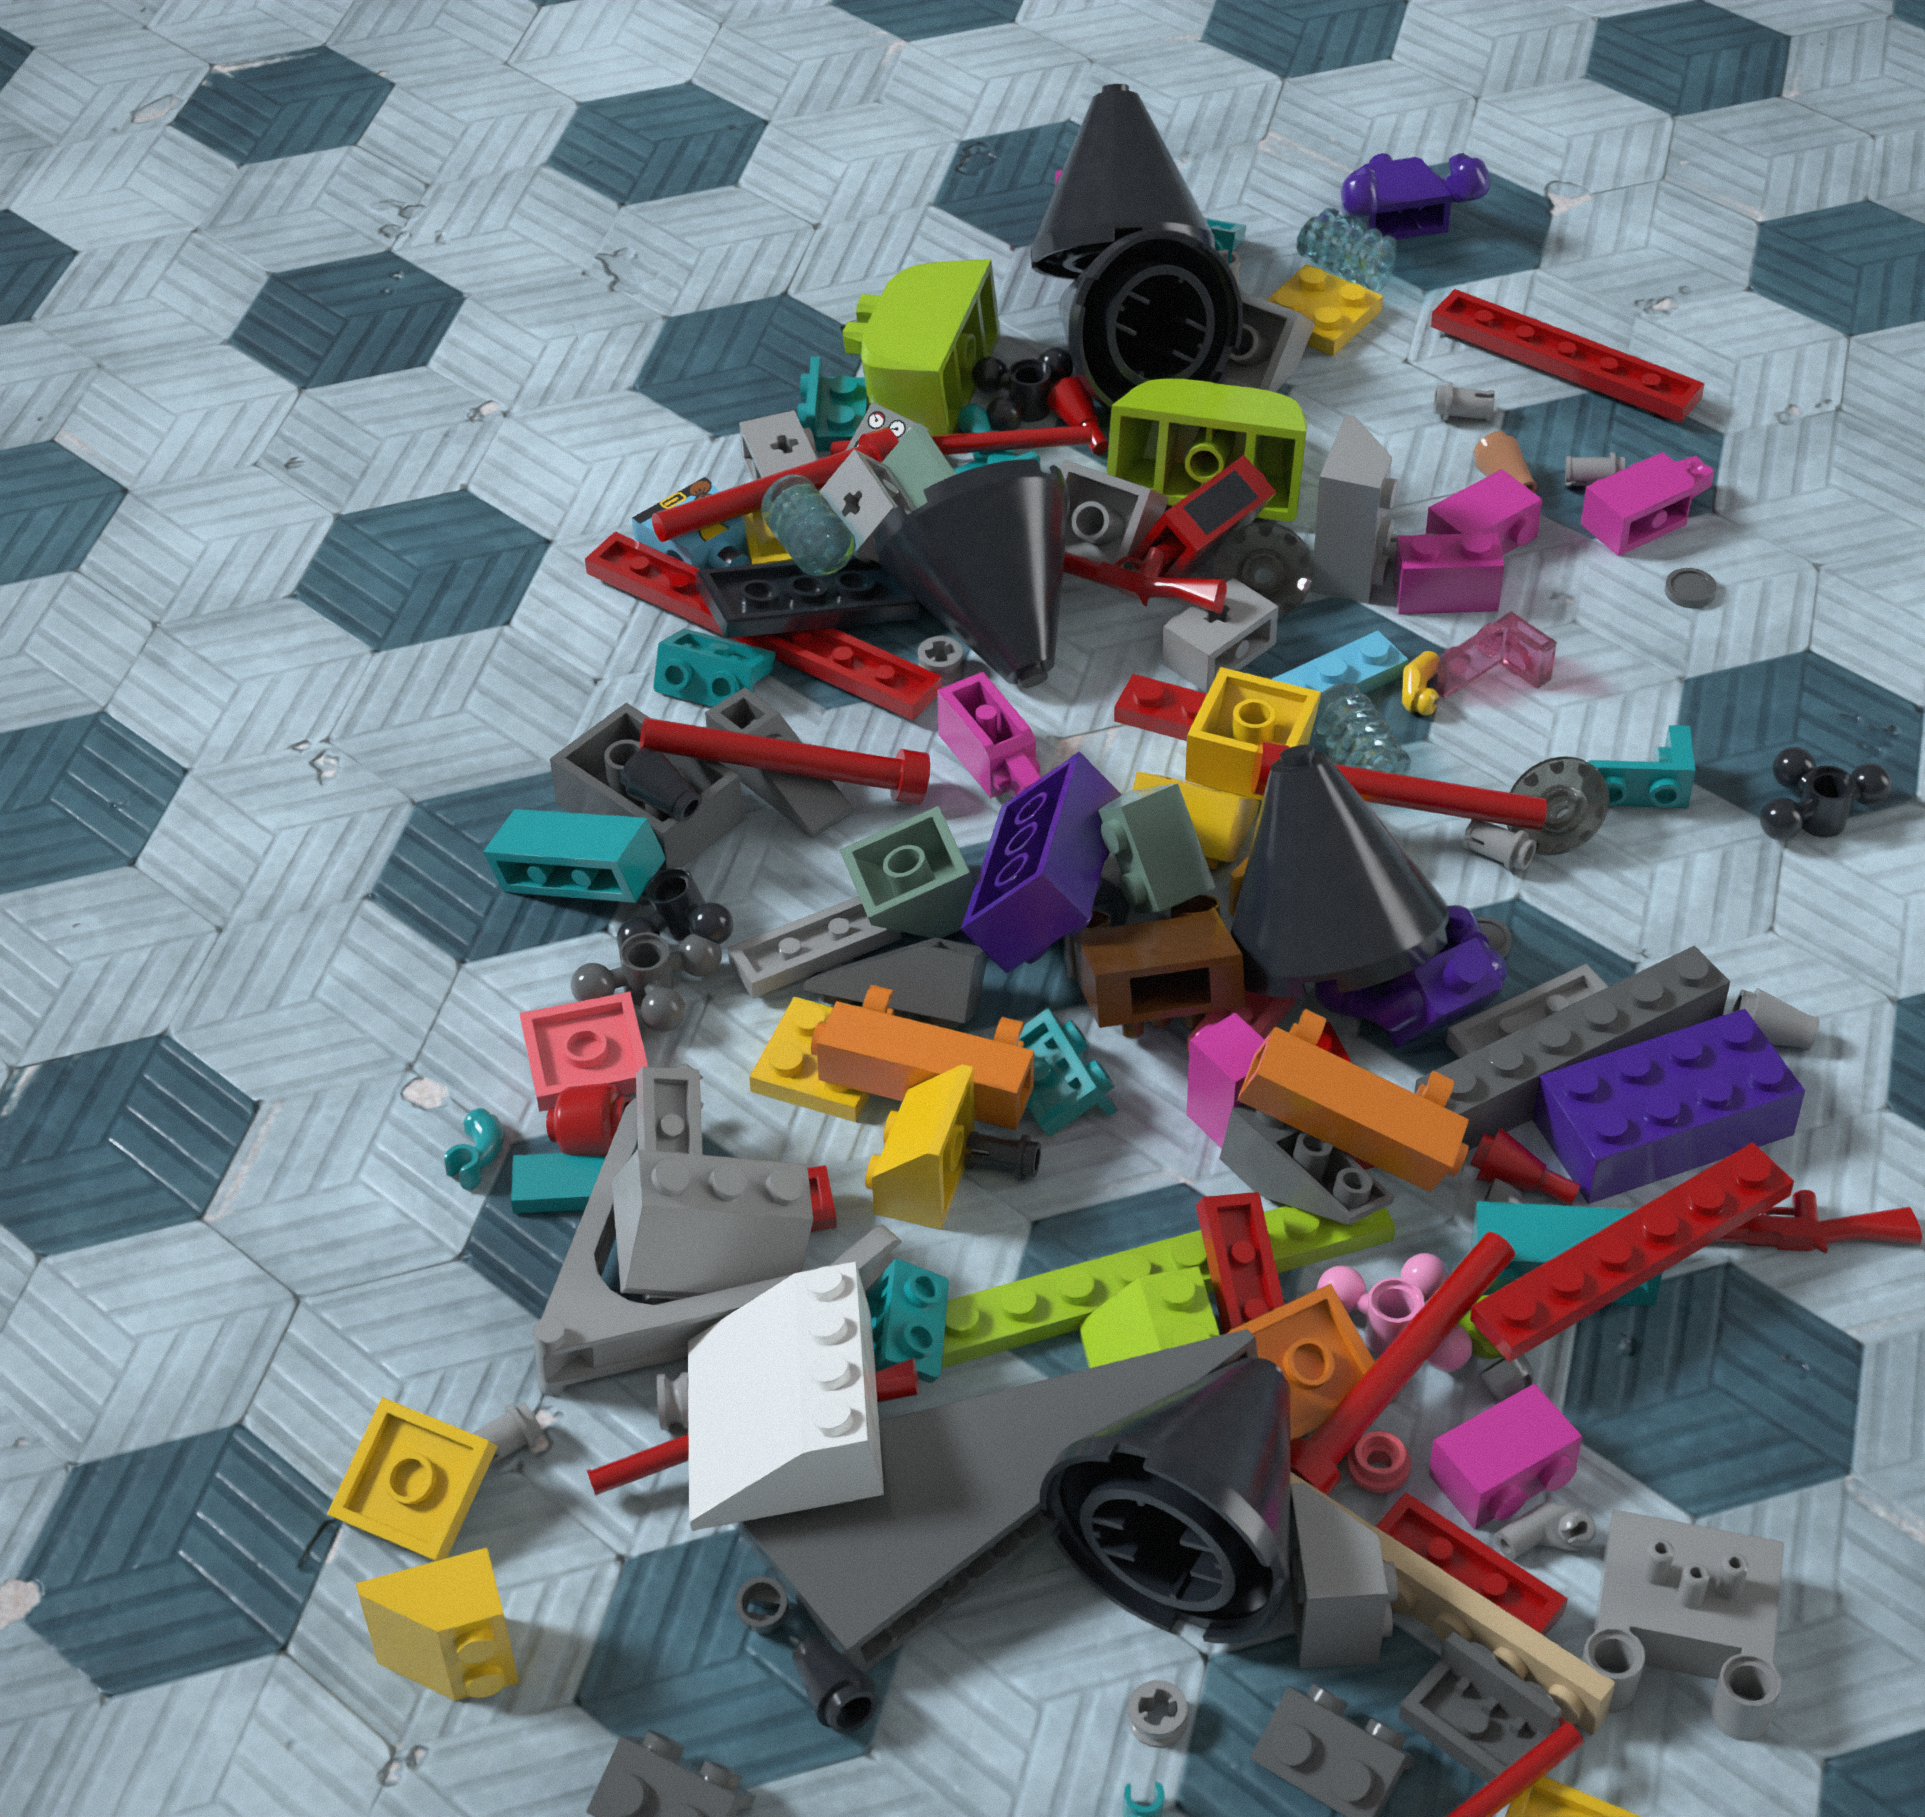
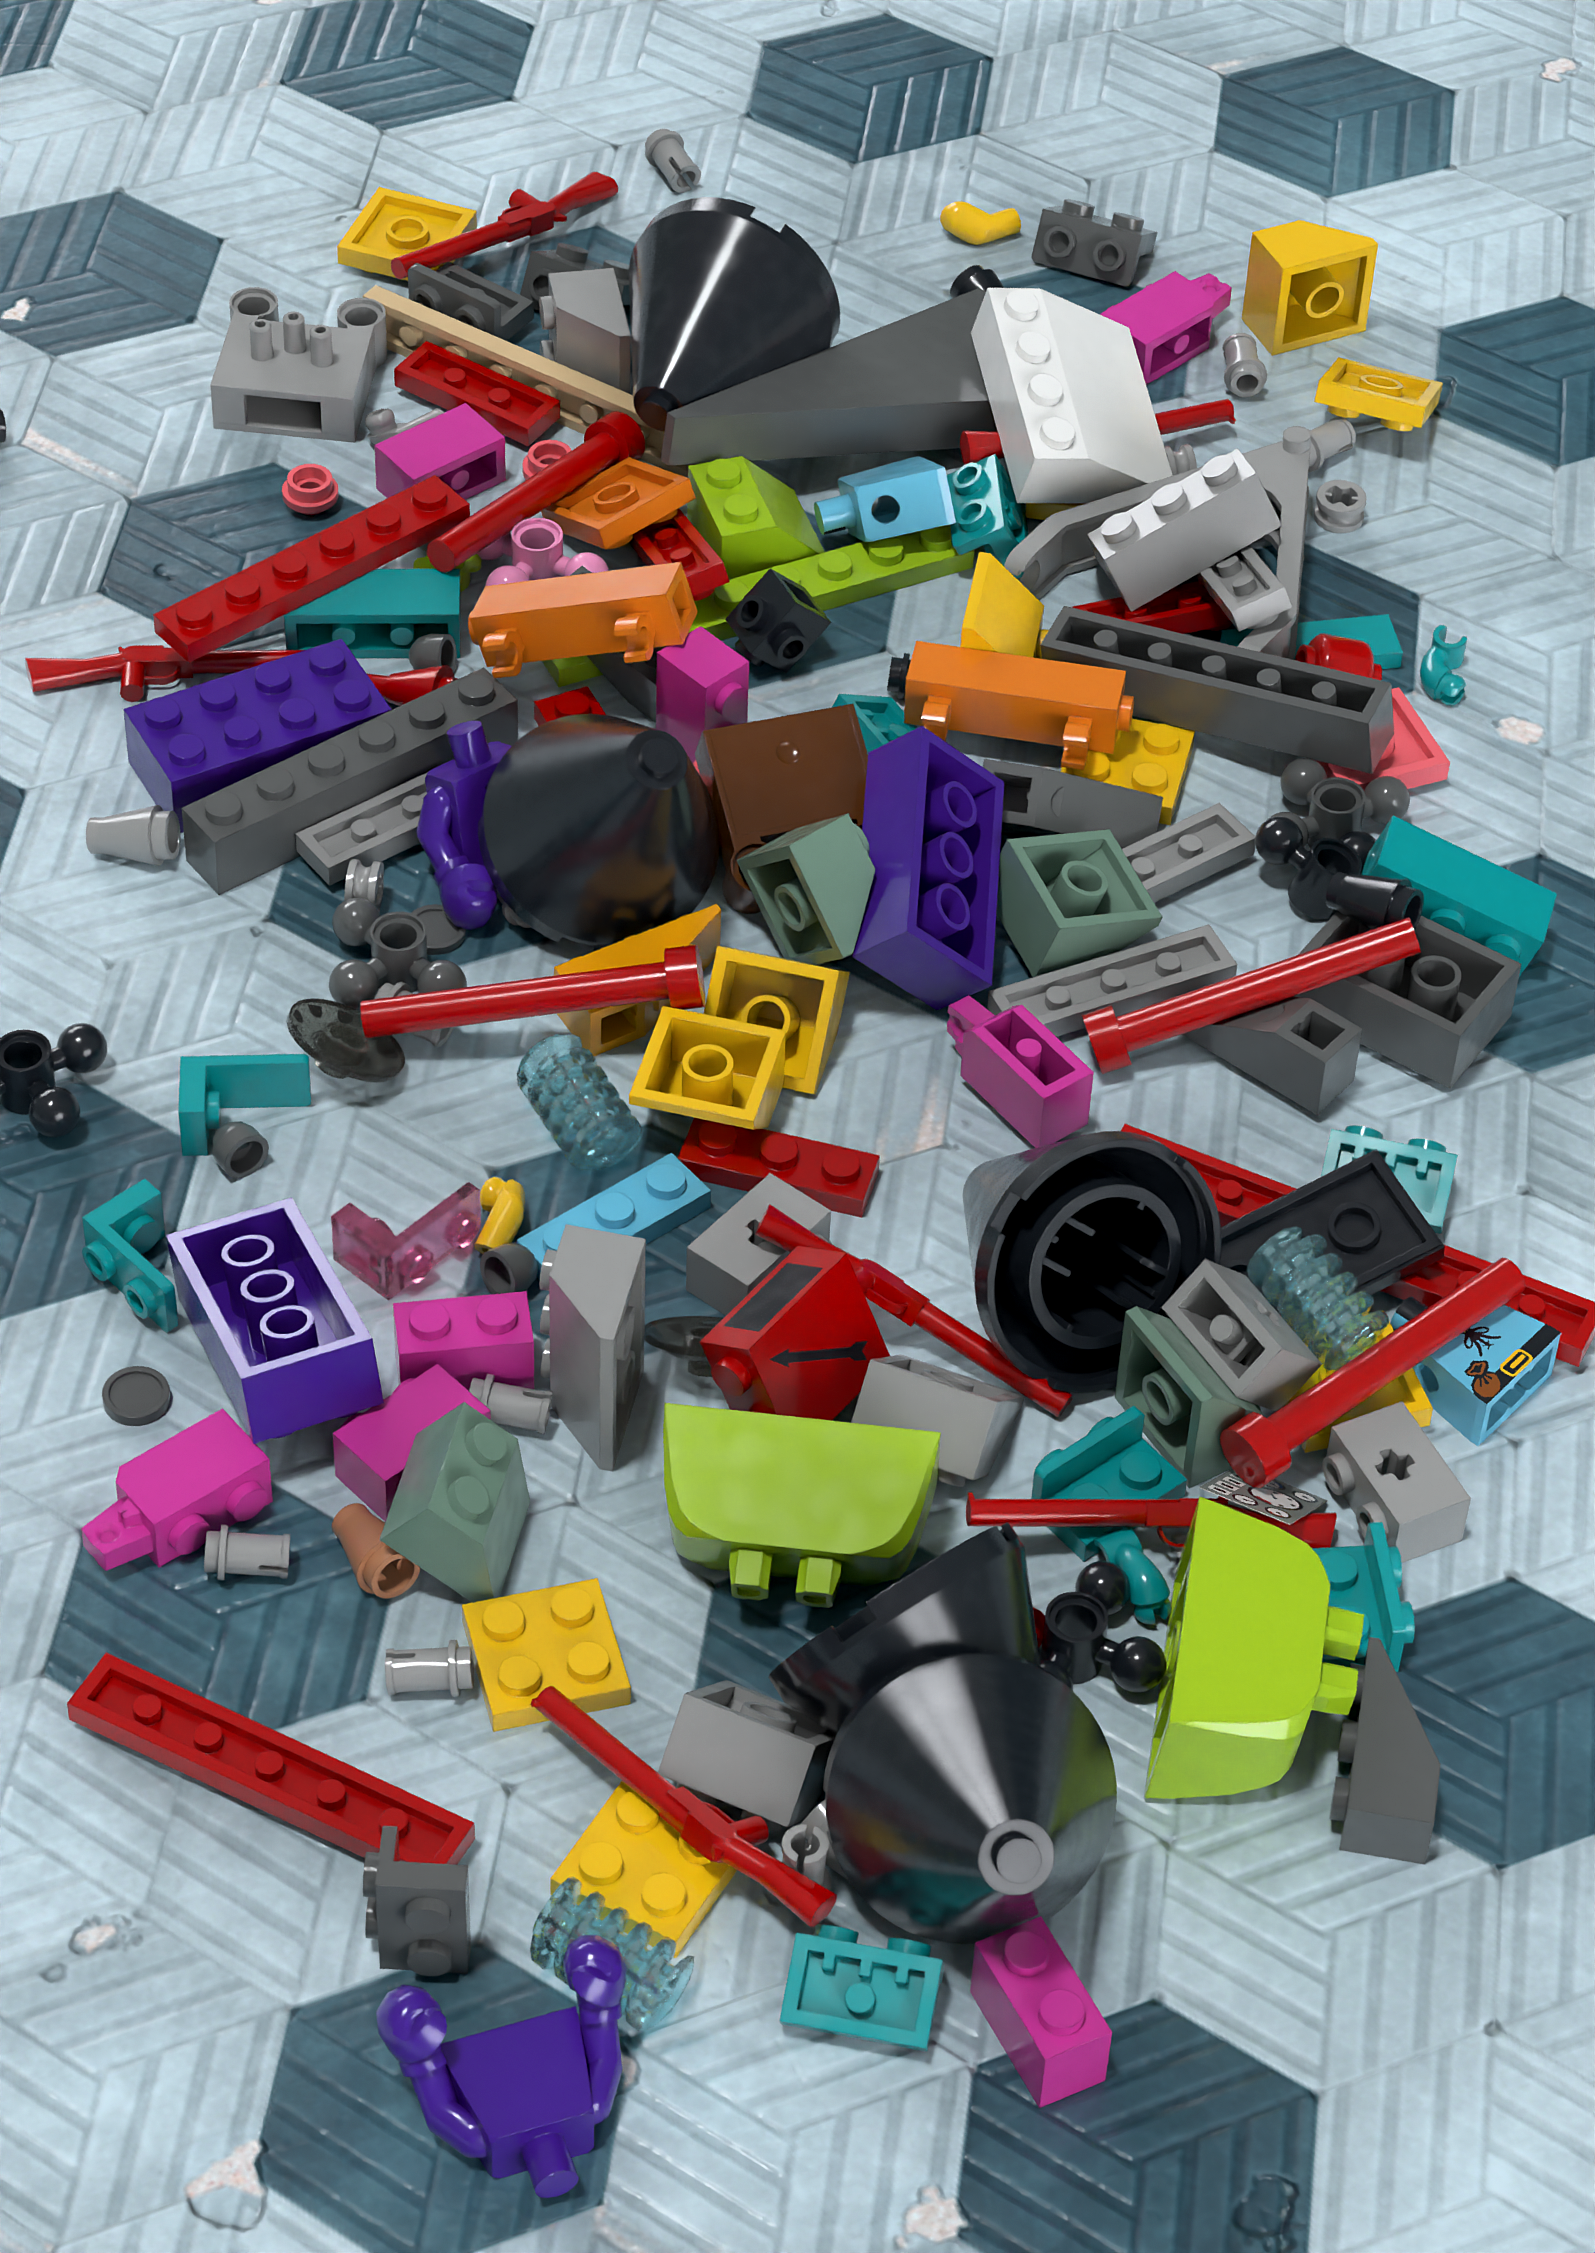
camera: 170 degrees right, 0 degrees up
(519, 1345) = (1340, 506): none -> light grey bush
(551, 1553) = (1244, 371): none -> light grey pin
(626, 1626) = (1171, 320): none -> dark pink hinge
(740, 1061) = (1233, 689): none -> dark grey brick
(815, 847) = (1121, 979): none -> light grey plate
(837, 304) = (1392, 1769): none -> dark grey slope
(1007, 1335) = (910, 499): none -> medium azure torso
(1146, 1194) = (776, 622): none -> black brick
(1280, 277) = (697, 1822): none -> red piece
(1392, 410) = (542, 1641): none -> yellow plate
(1413, 637) = (508, 1268): none -> dark grey hinge
(1450, 444) = (461, 1503): none -> sand green slope
(1464, 249) = (416, 1911): none -> dark grey bracket
(1518, 880) = (397, 954): none -> dark grey piece
(1551, 954) = (365, 882): none -> light grey bush
(1594, 561) = (274, 1320): none -> dark purple brick
(1636, 739) = (239, 1149): none -> dark grey hinge
(1653, 1430) = (310, 489): none -> coral plate
(1720, 657) = (113, 1250): none -> teal bracket

